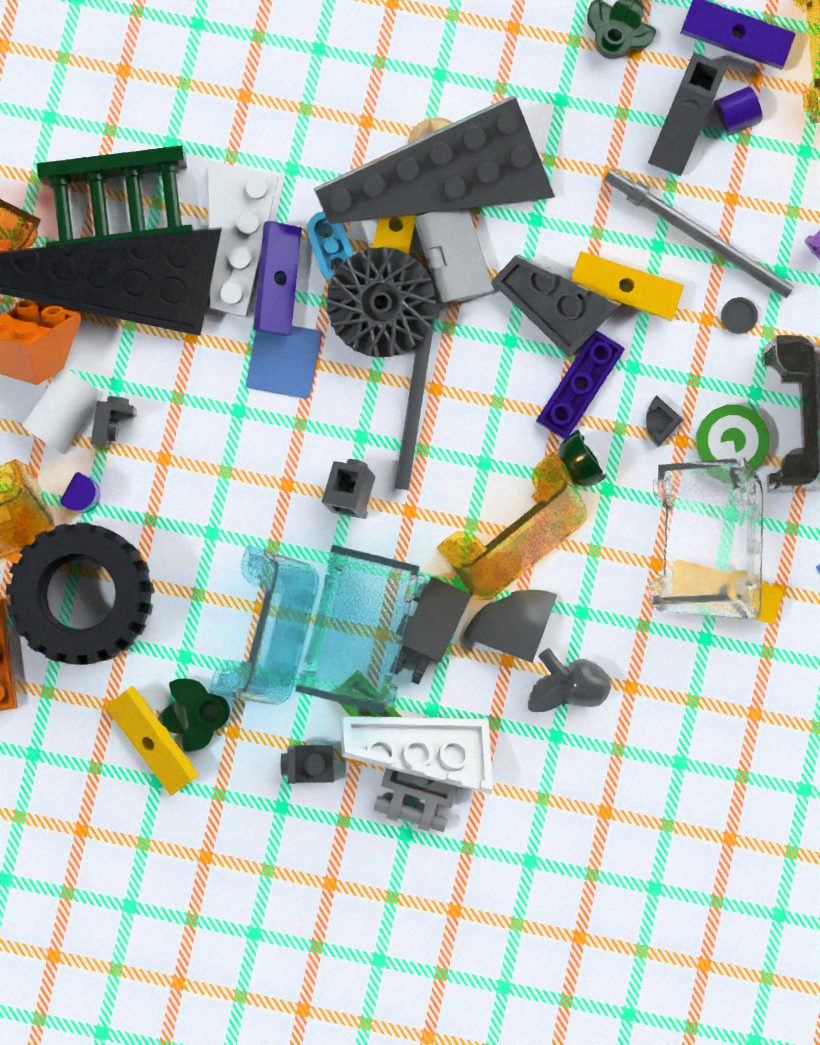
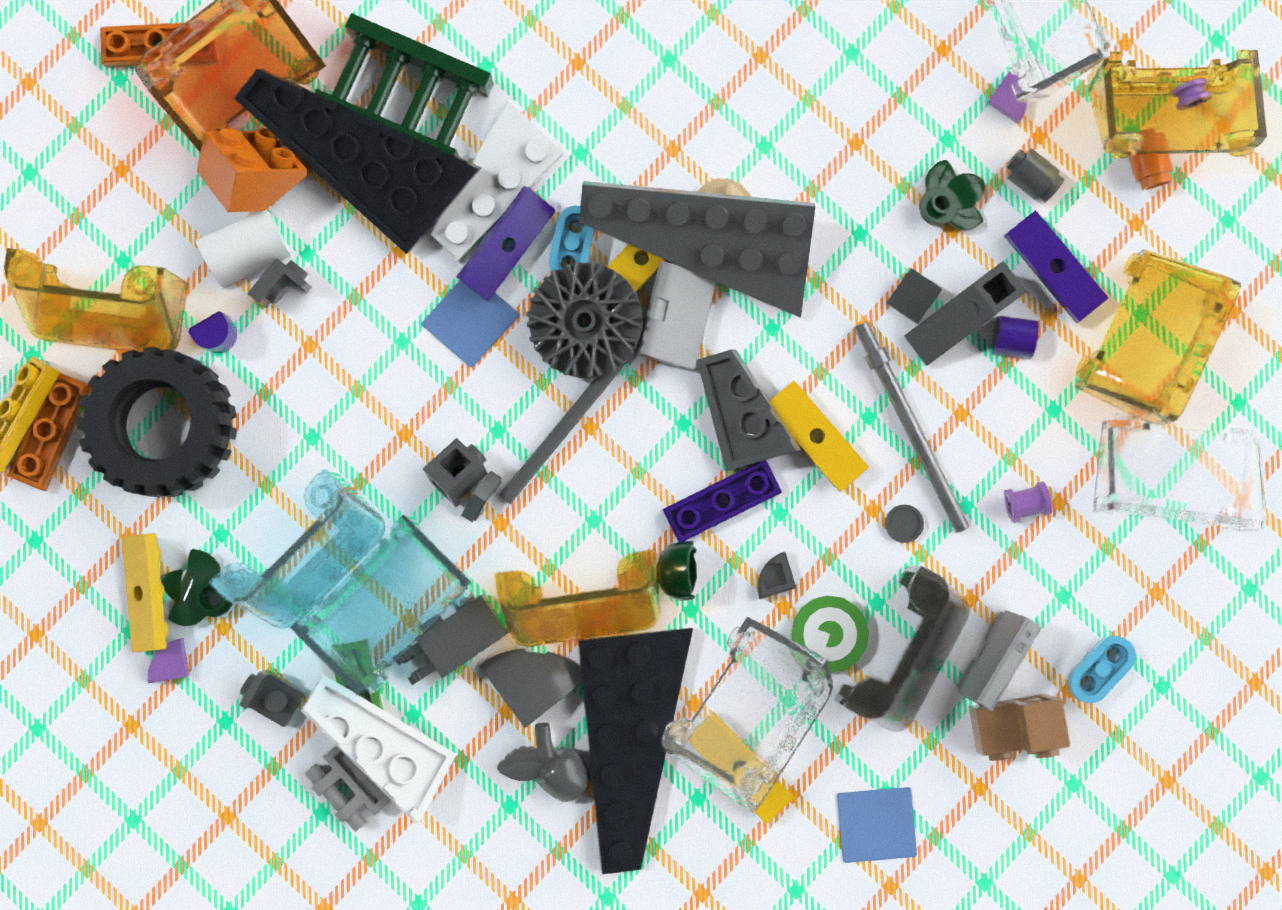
camera: 30 degrees right, 0 degrees up
(206, 786) = (169, 662): none -> medium lavender tile
(382, 497) = (481, 495): none -> dark grey tile
(607, 600) = (628, 703): none -> black wing
(636, 124) = (914, 296): none -> dark grey slope

